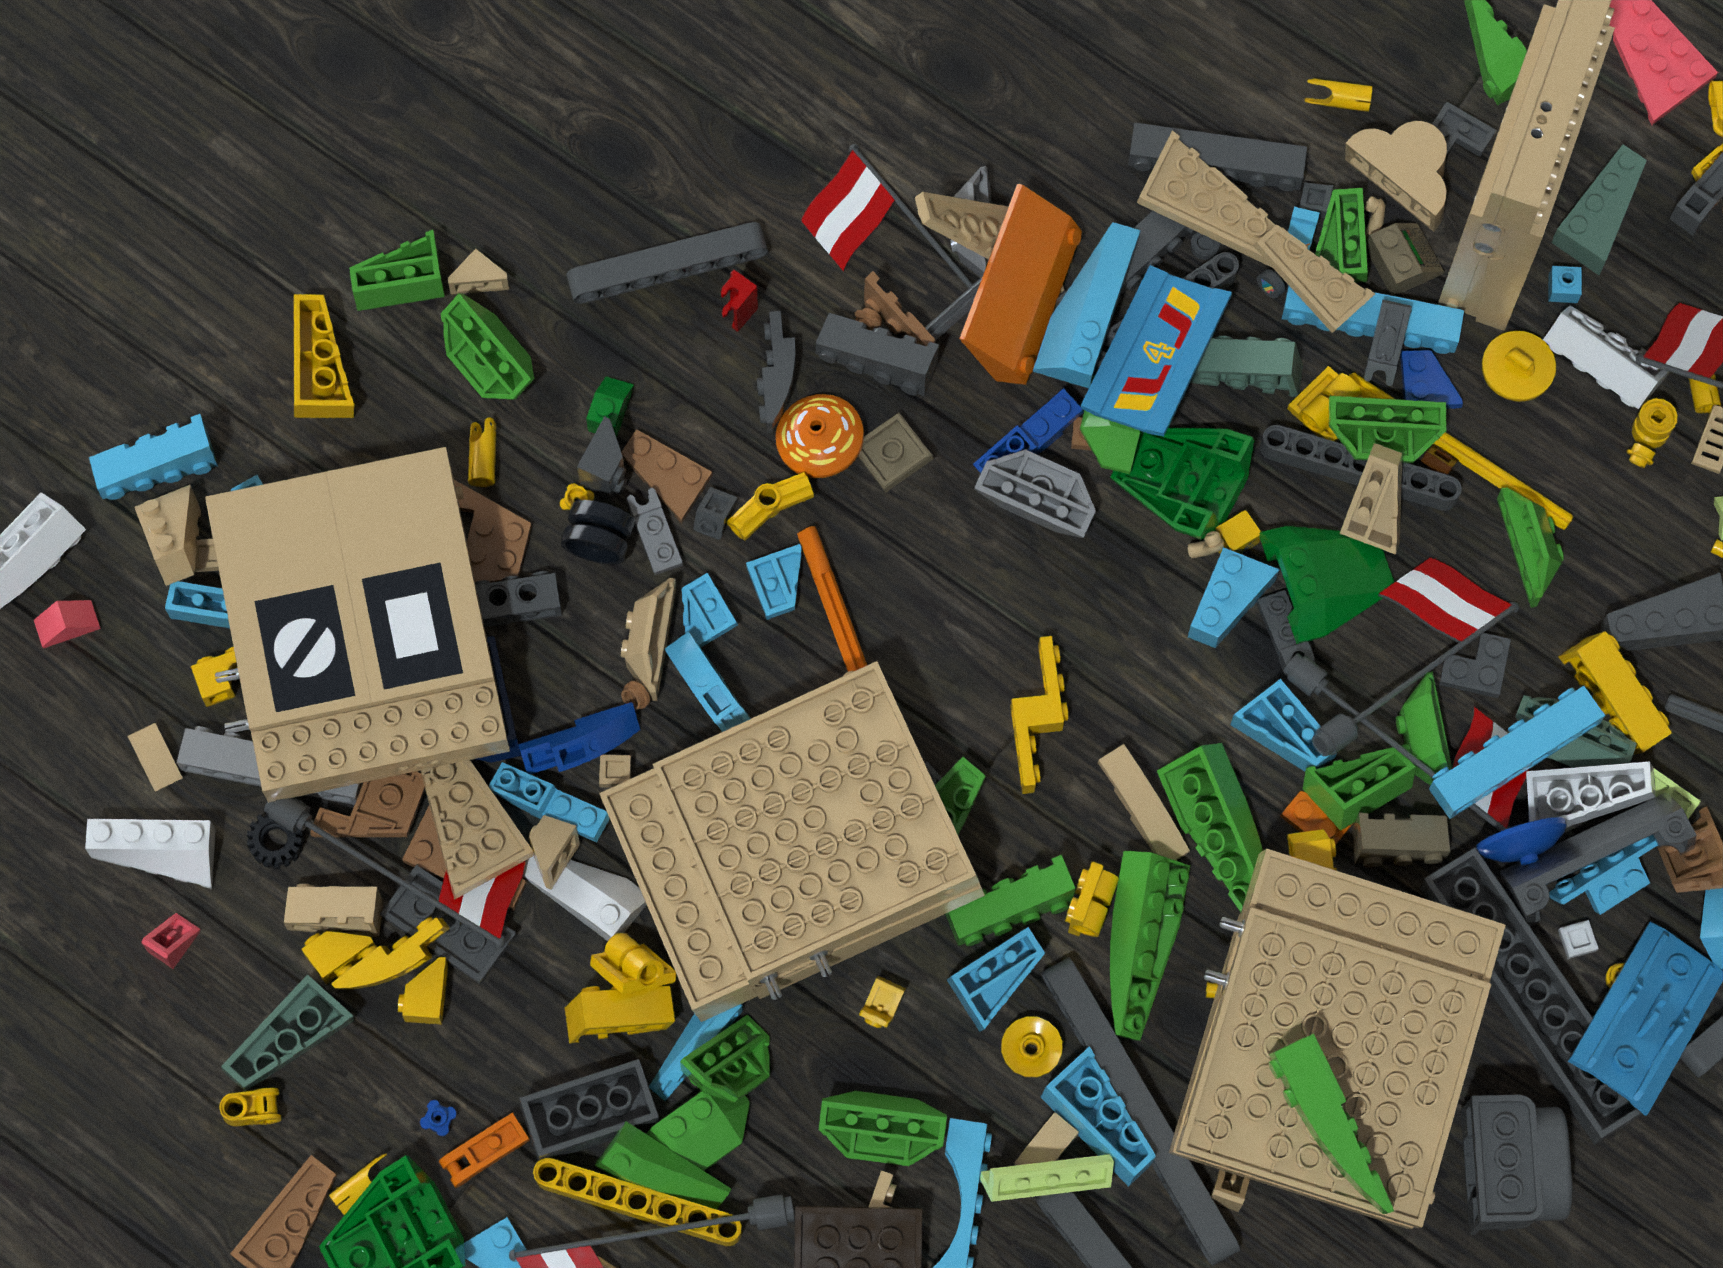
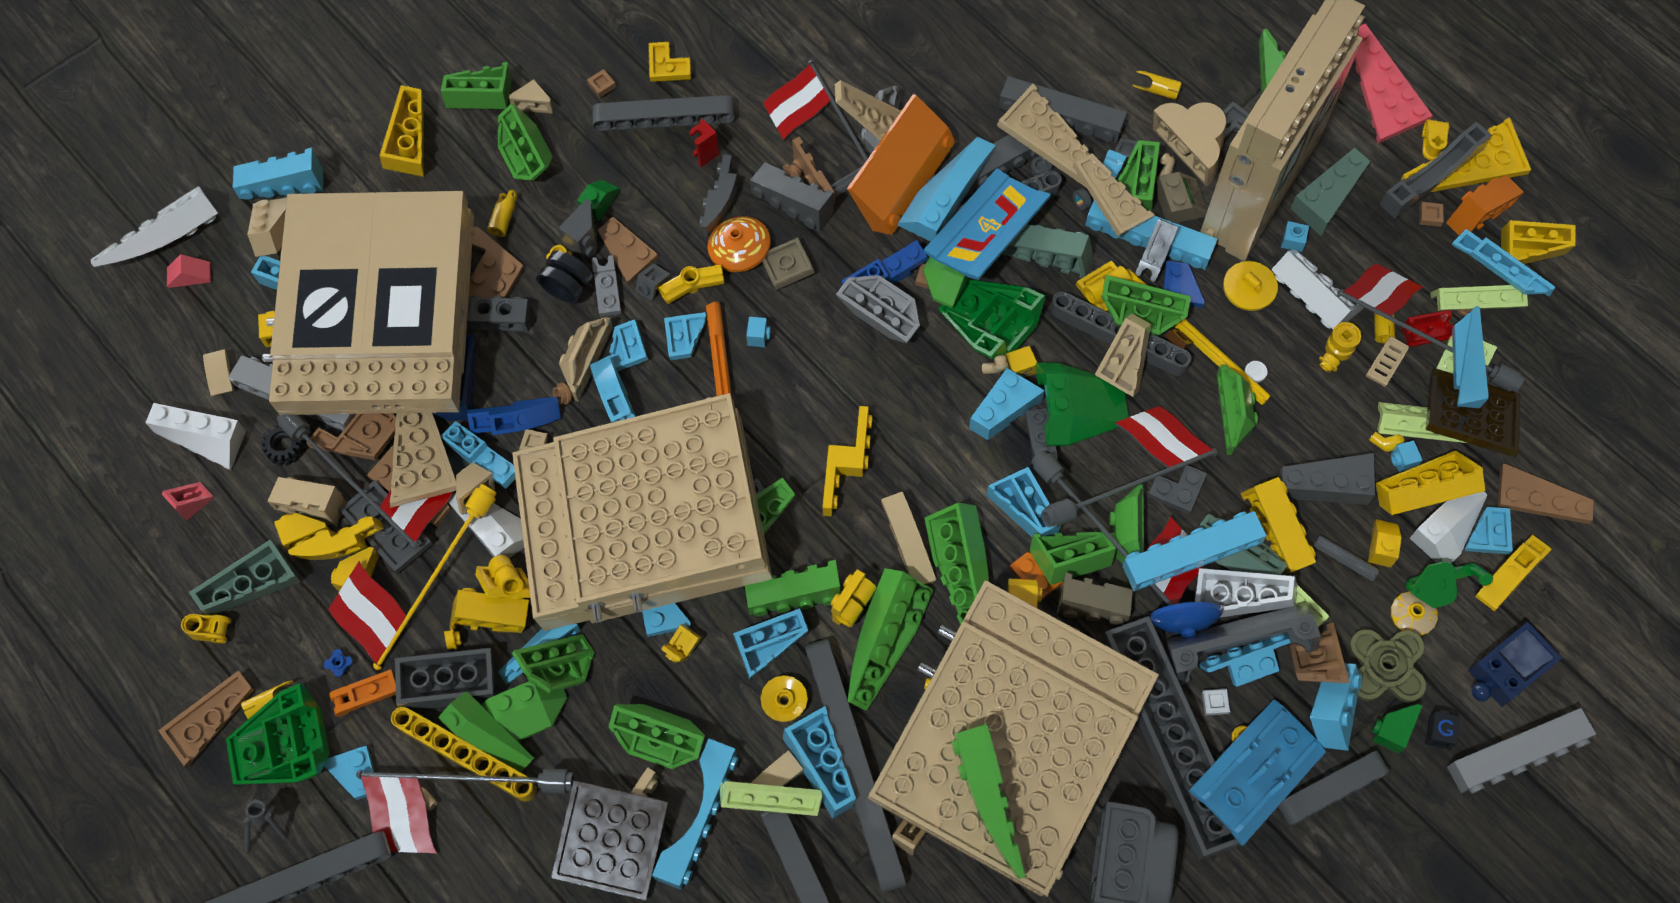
camera: 15 degrees right, 5 degrees down
(467, 1043) = (372, 612): none -> flag
(568, 233) = (601, 83): none -> medium nougat plate
(580, 1056) = (452, 639): none -> yellow plate
(649, 194) = (666, 69): none -> yellow plate
(851, 976) = (664, 619): none -> medium azure wing
(877, 558) = (757, 332): none -> medium azure plate
(1548, 484) = (1256, 371): none -> white piece

